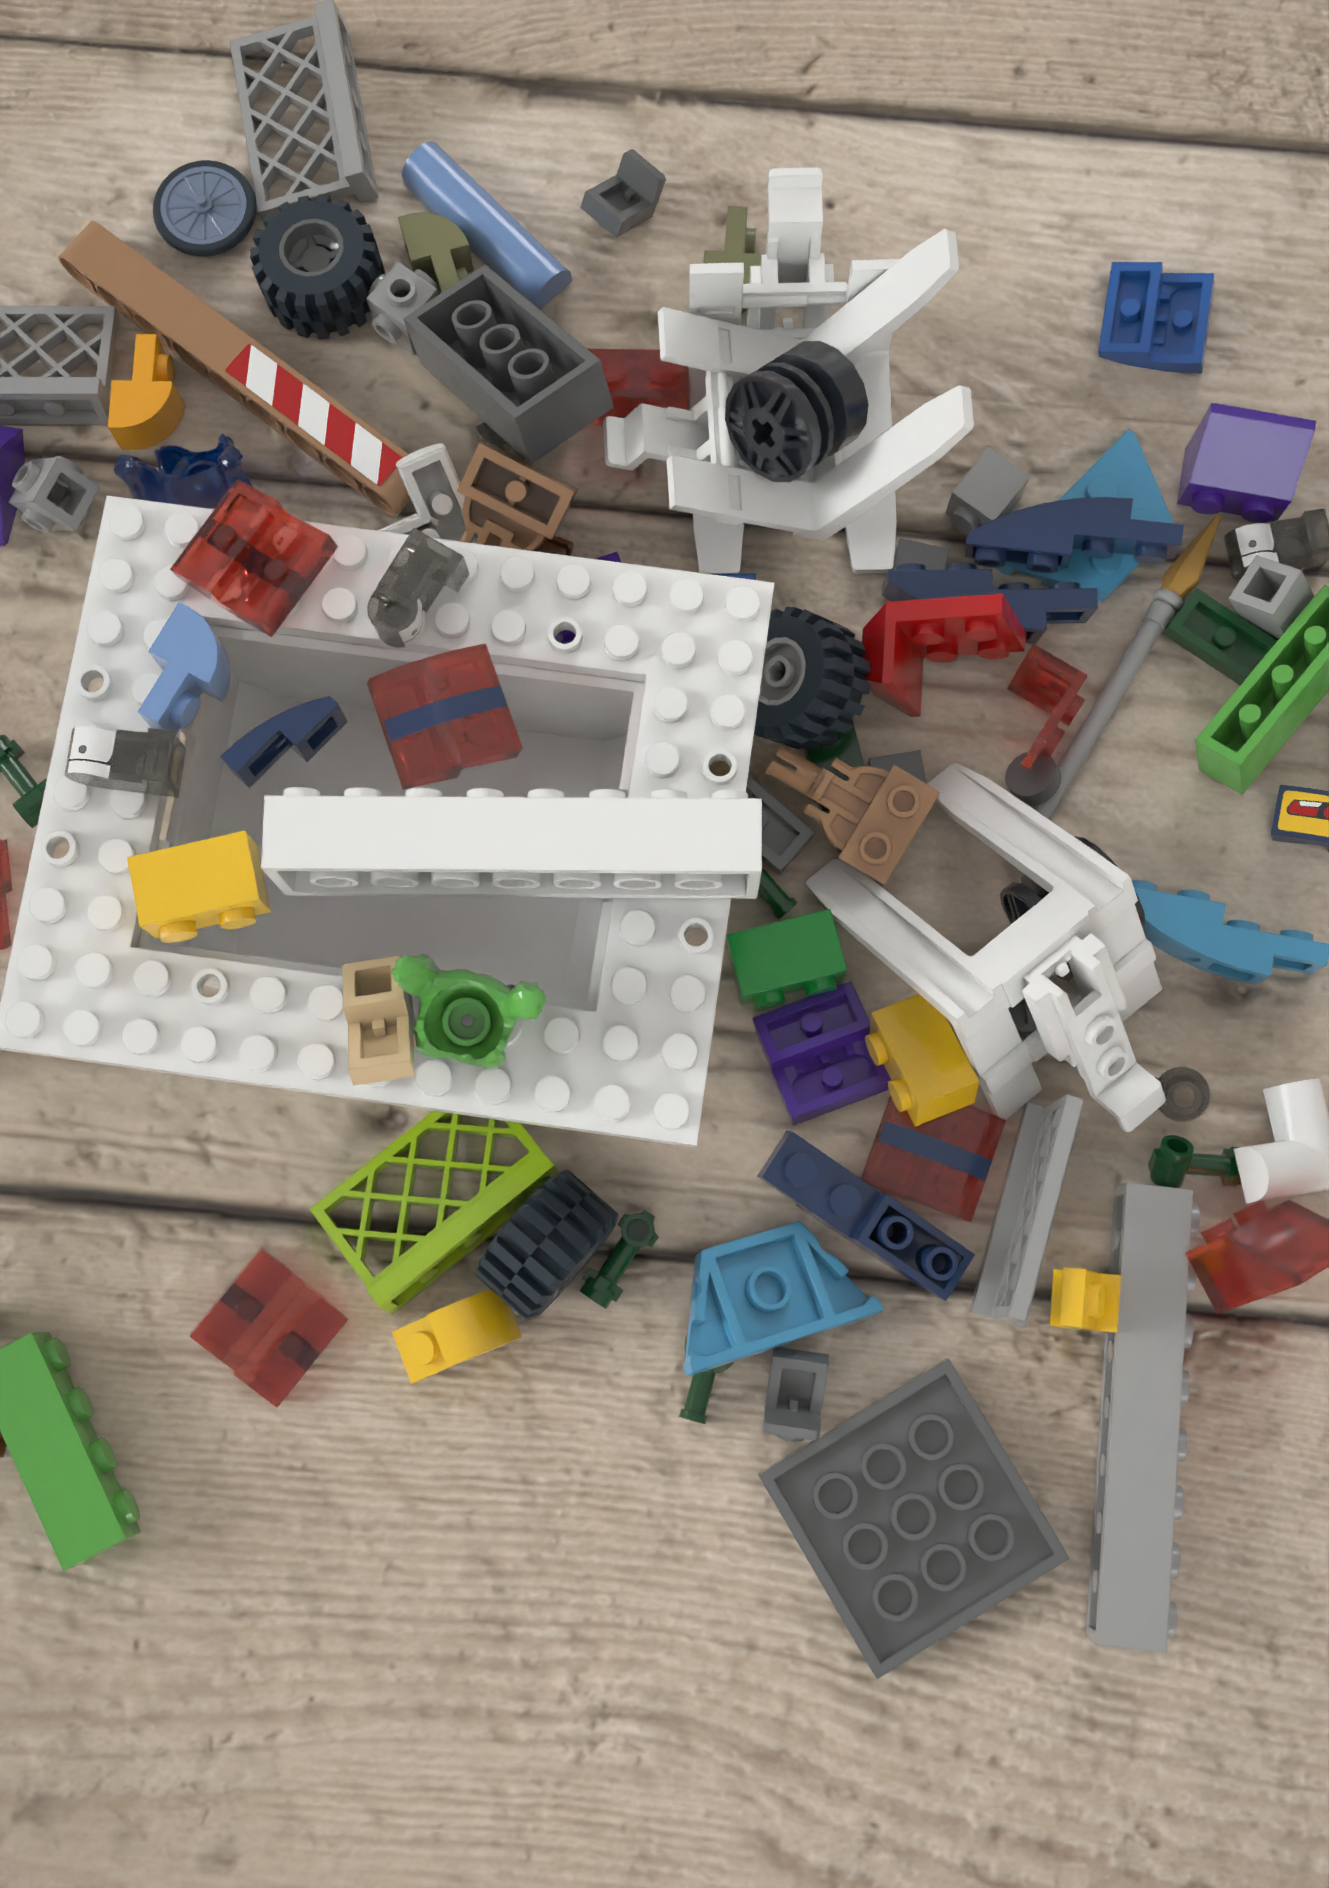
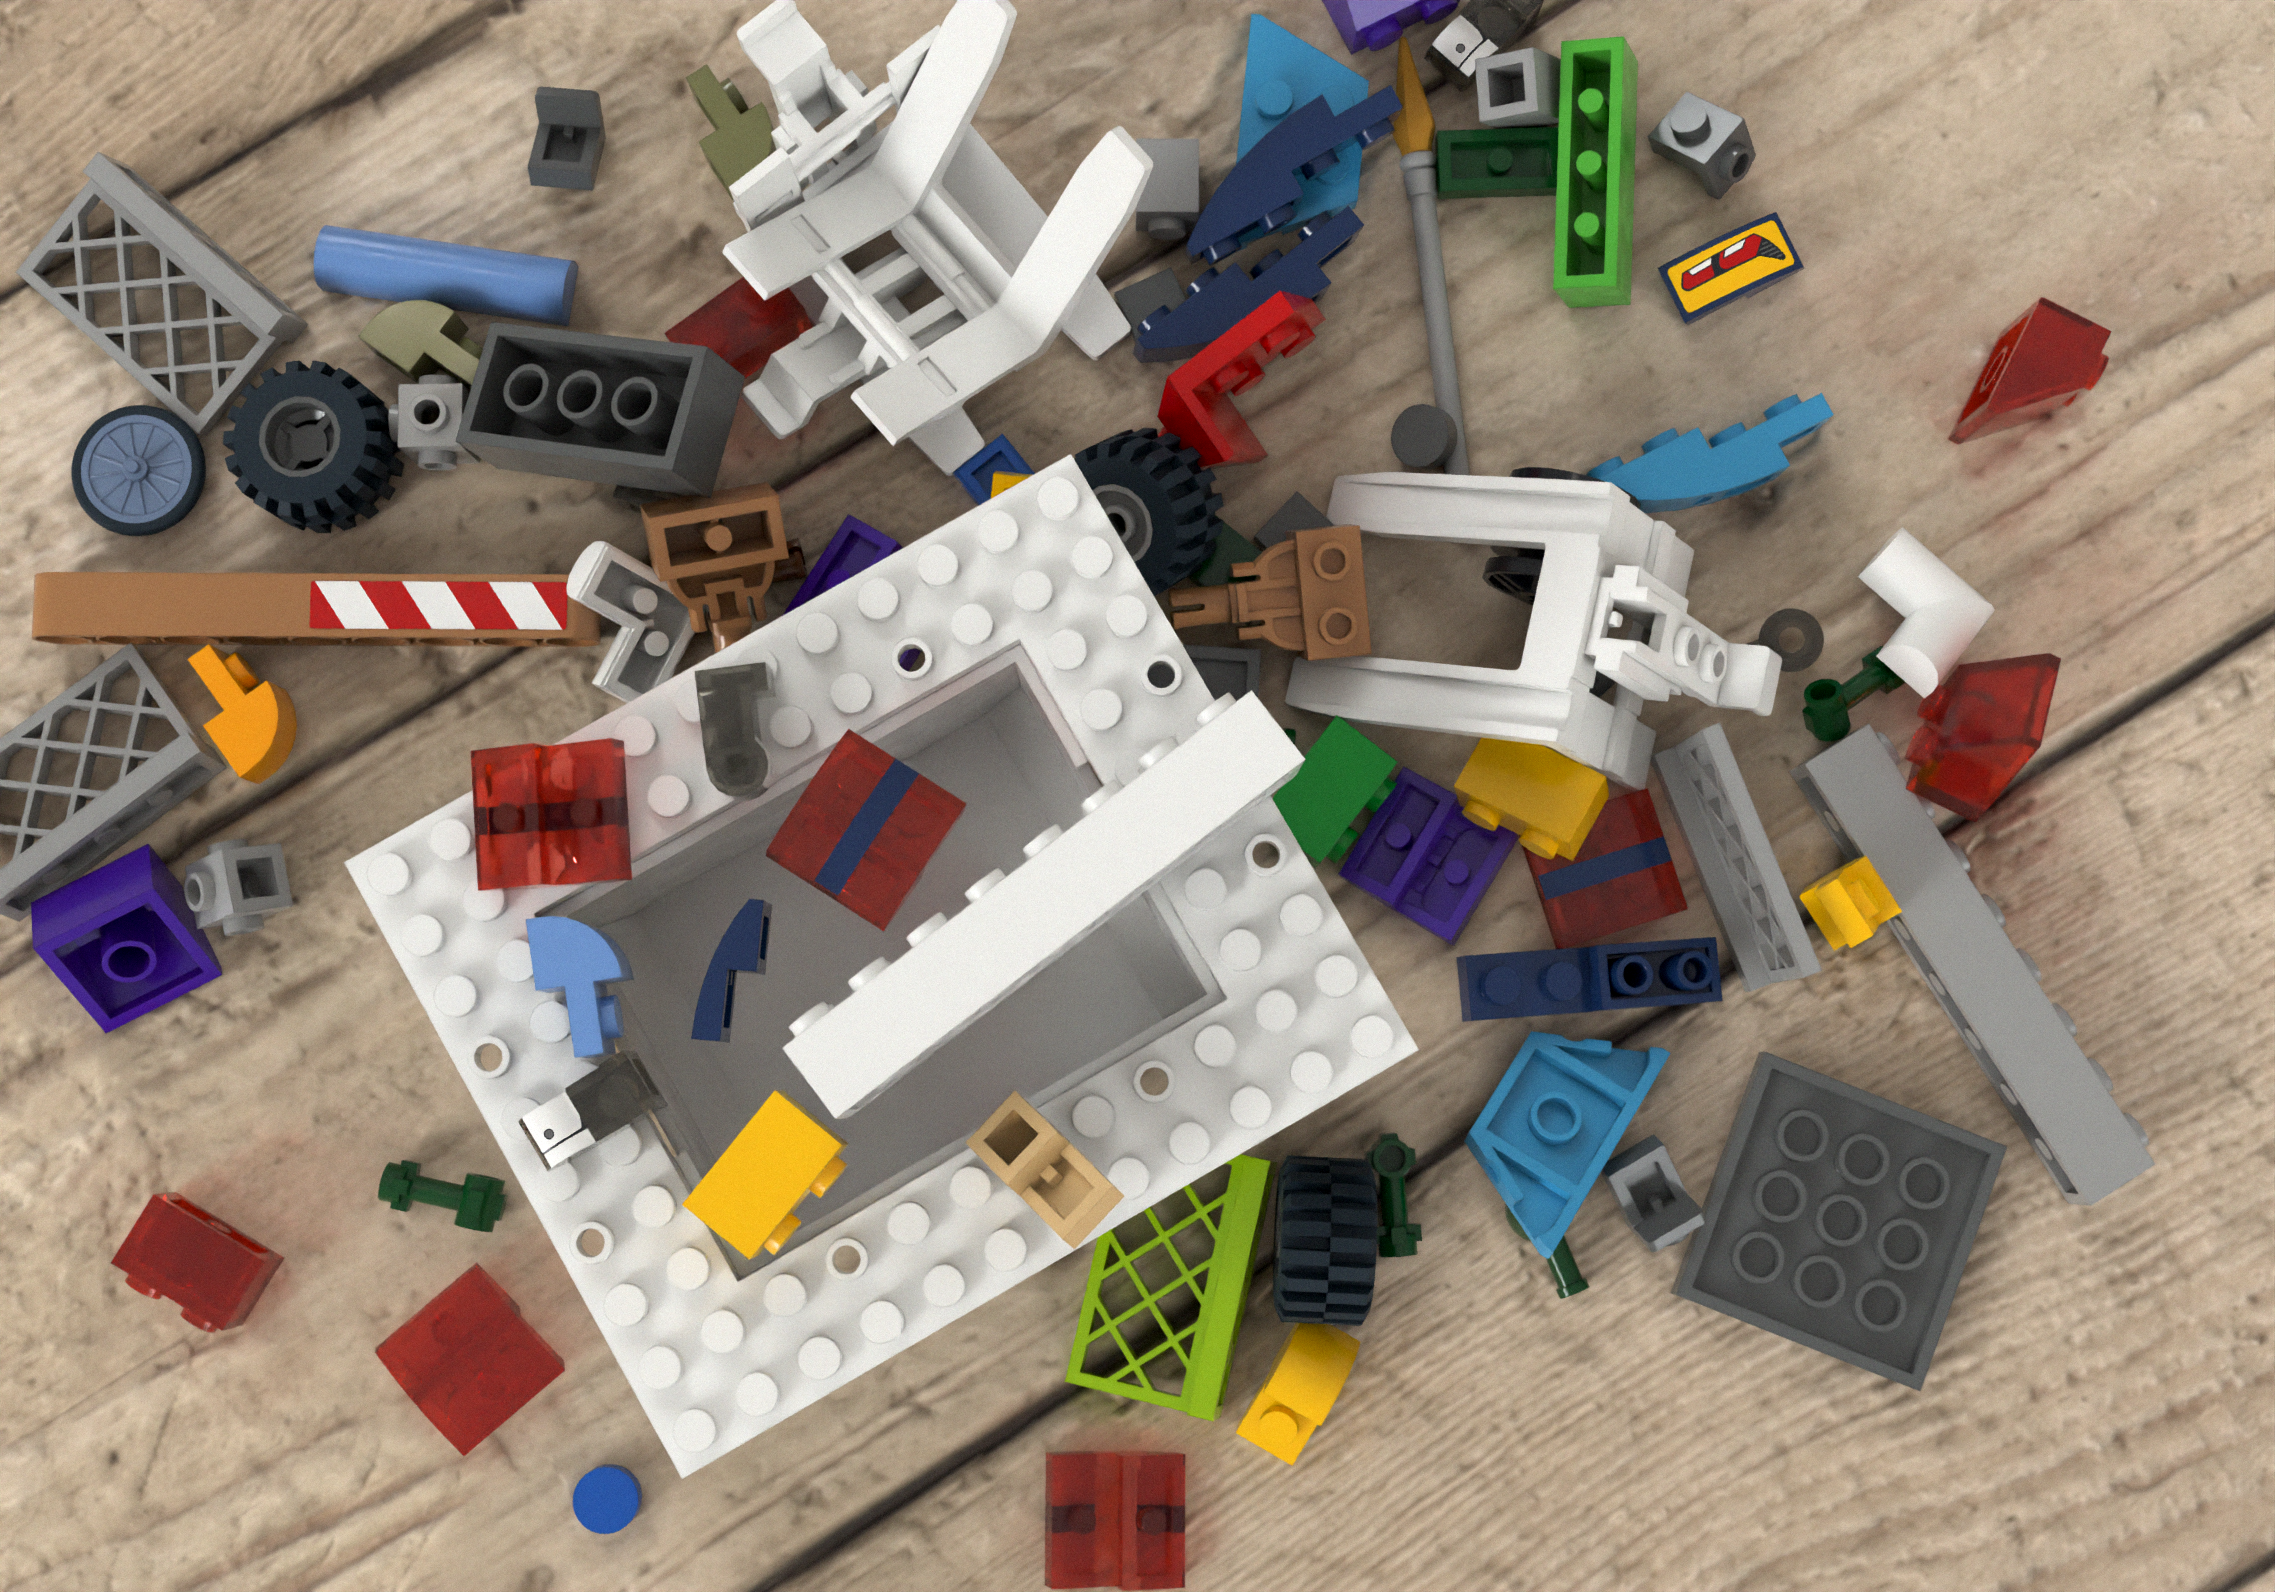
camera: 45 degrees left, 5 degrees up
(184, 475) = (353, 777): clear blue hair -> none
(460, 992) = (1137, 1072): bright green hair -> none
(796, 411) = (938, 253): black wheel -> none
(1053, 688) = (1382, 333): clear red bracket -> none

